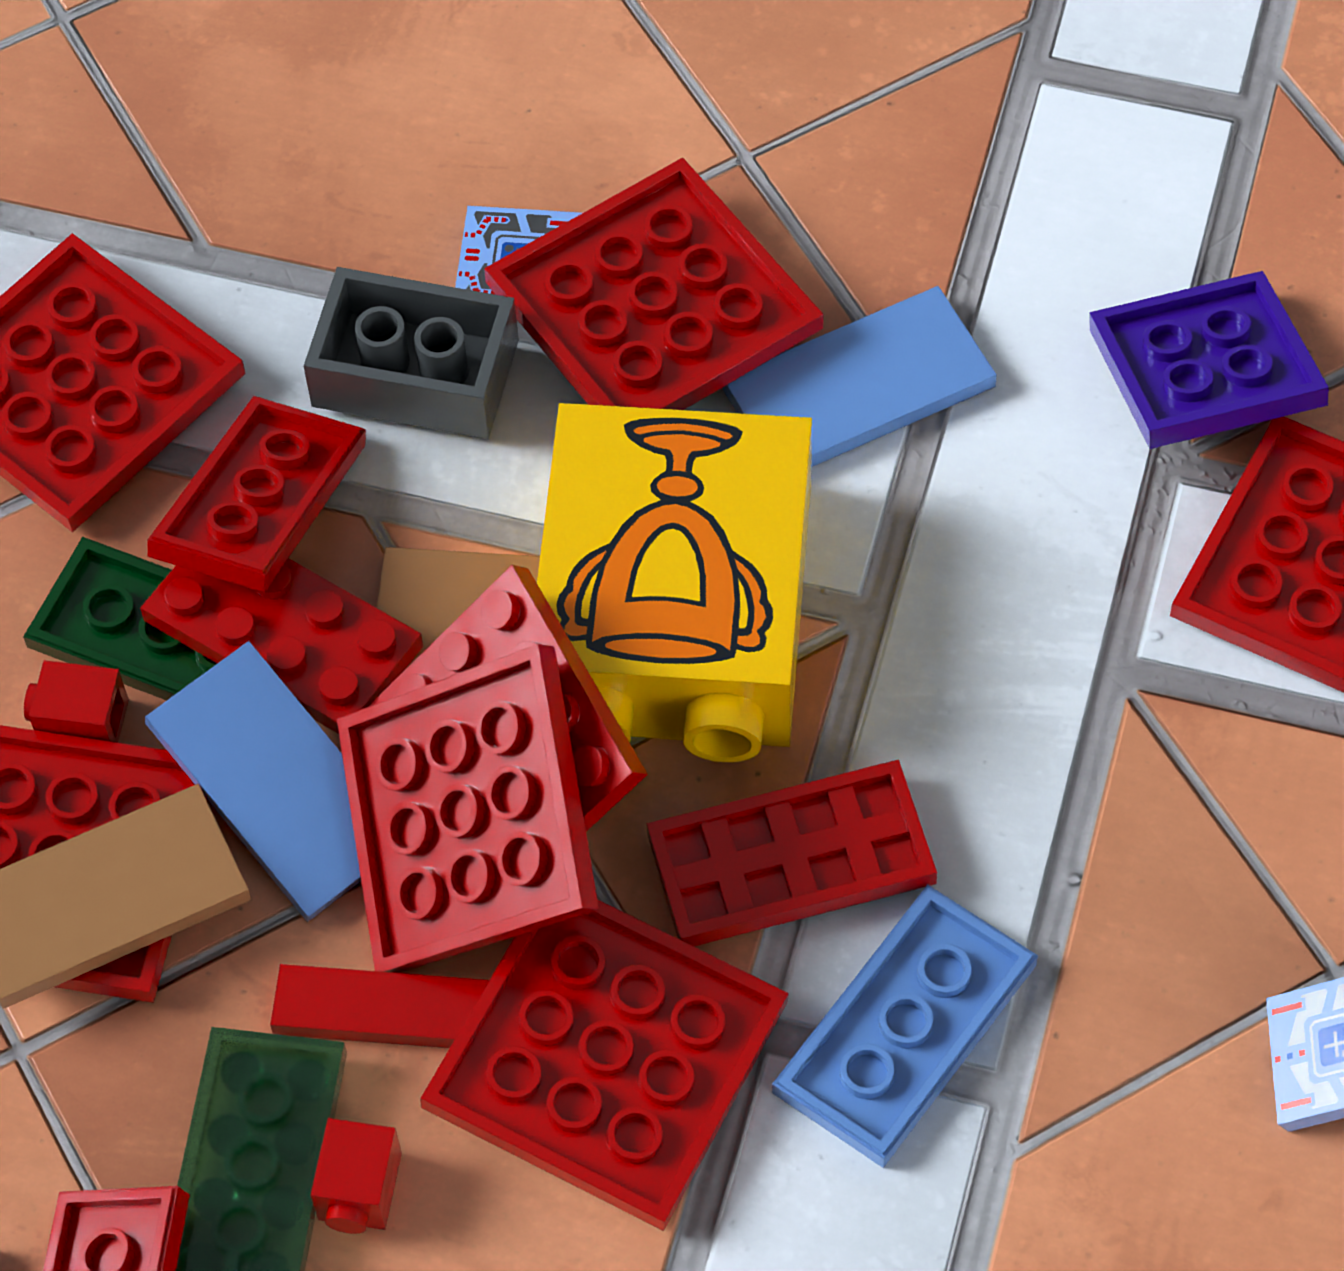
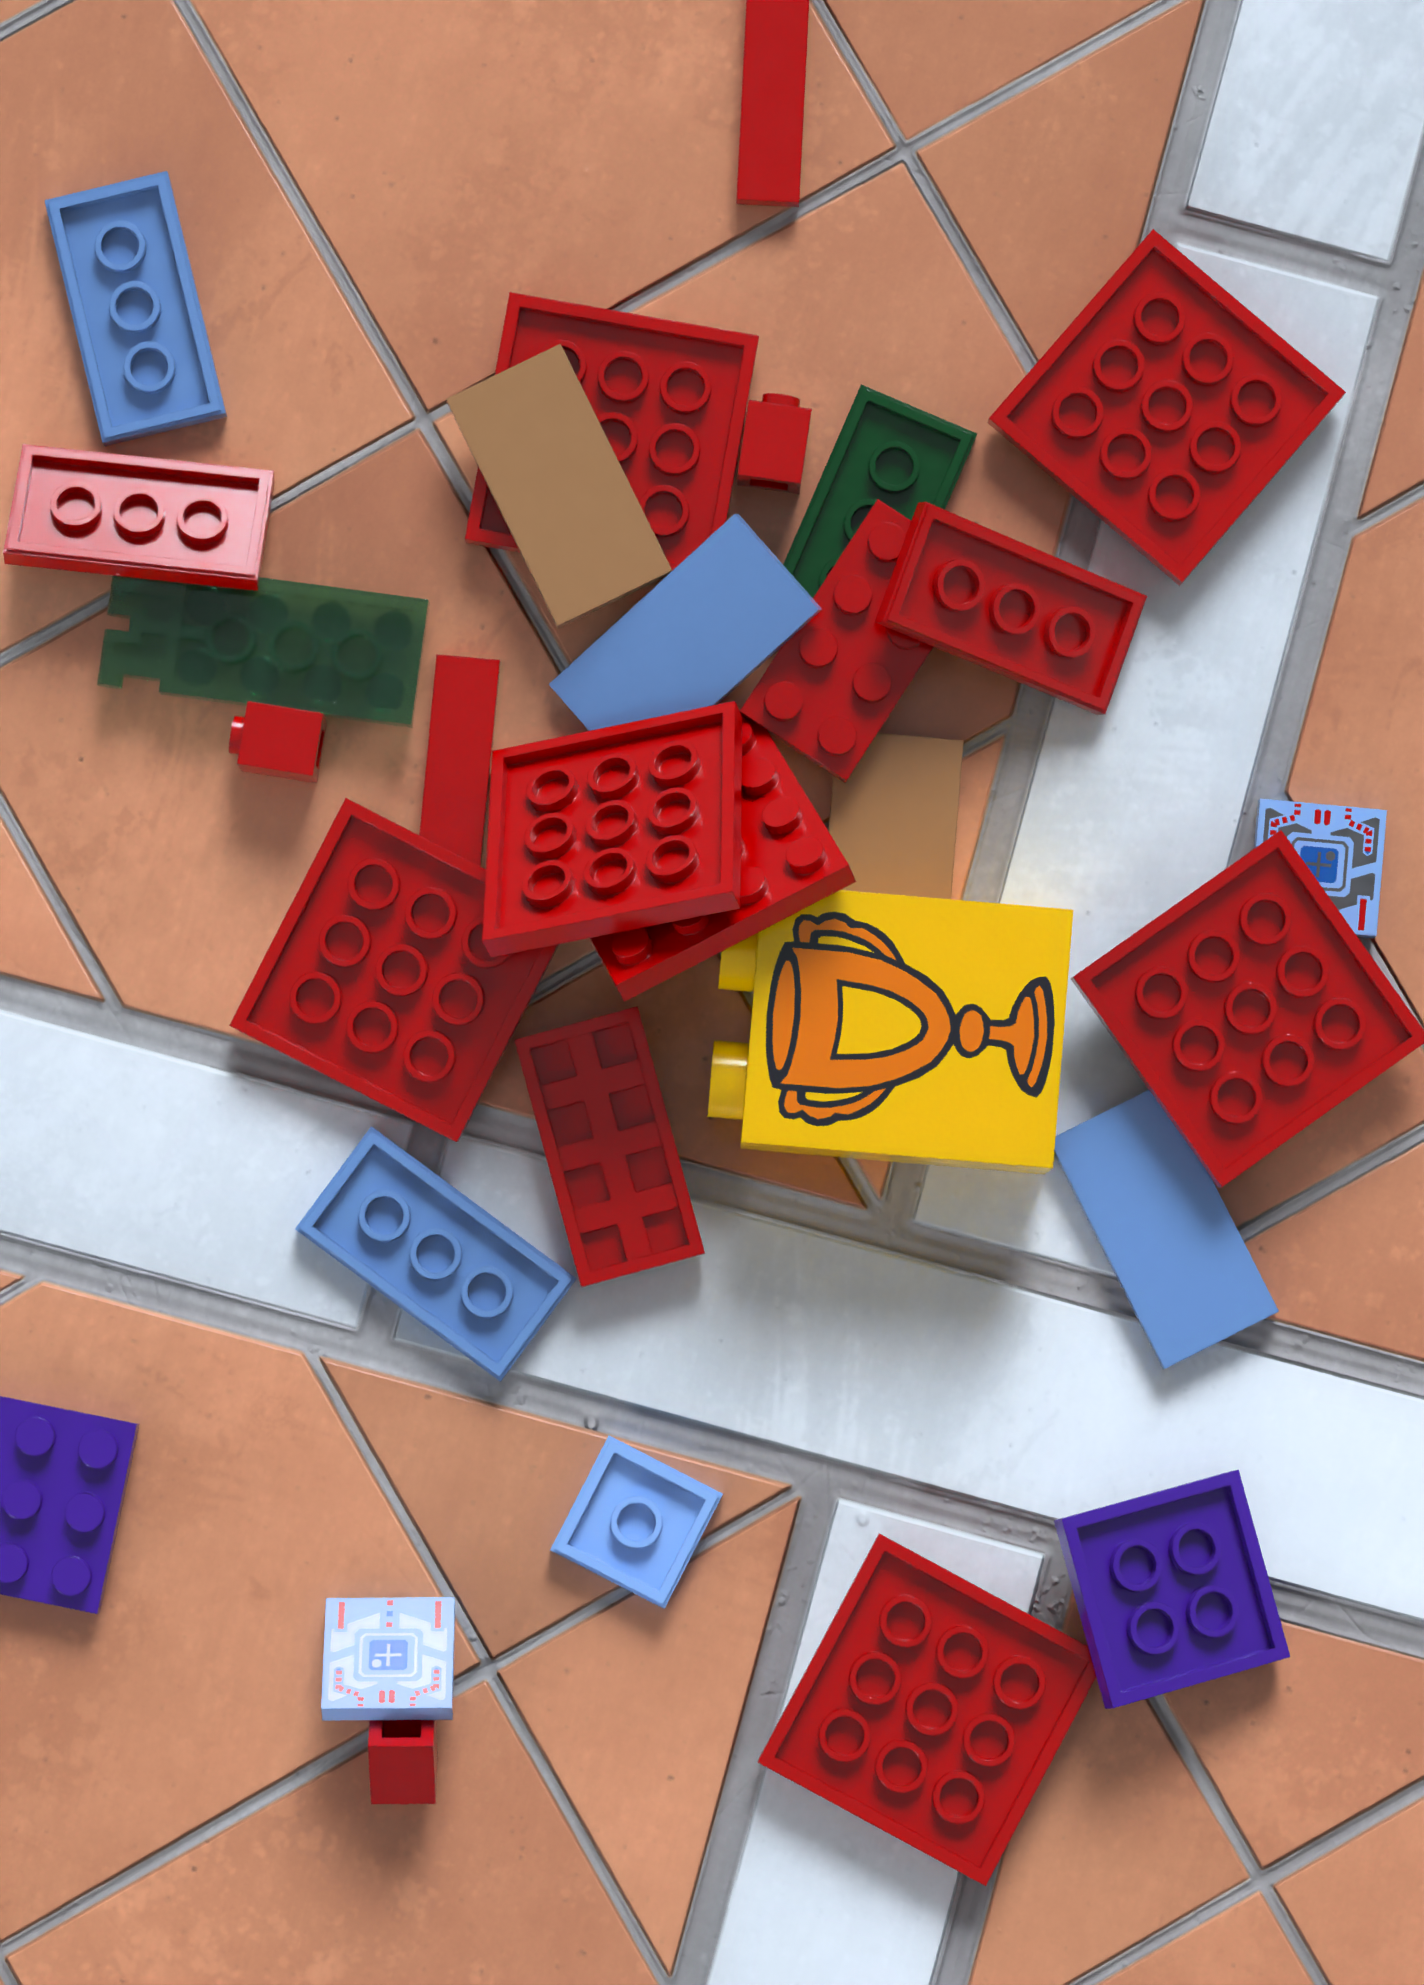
camera: 85 degrees right, 25 degrees up
(412, 352) = (1183, 758): dark grey brick -> none
(1174, 832) = (636, 1522): none -> light blue tile

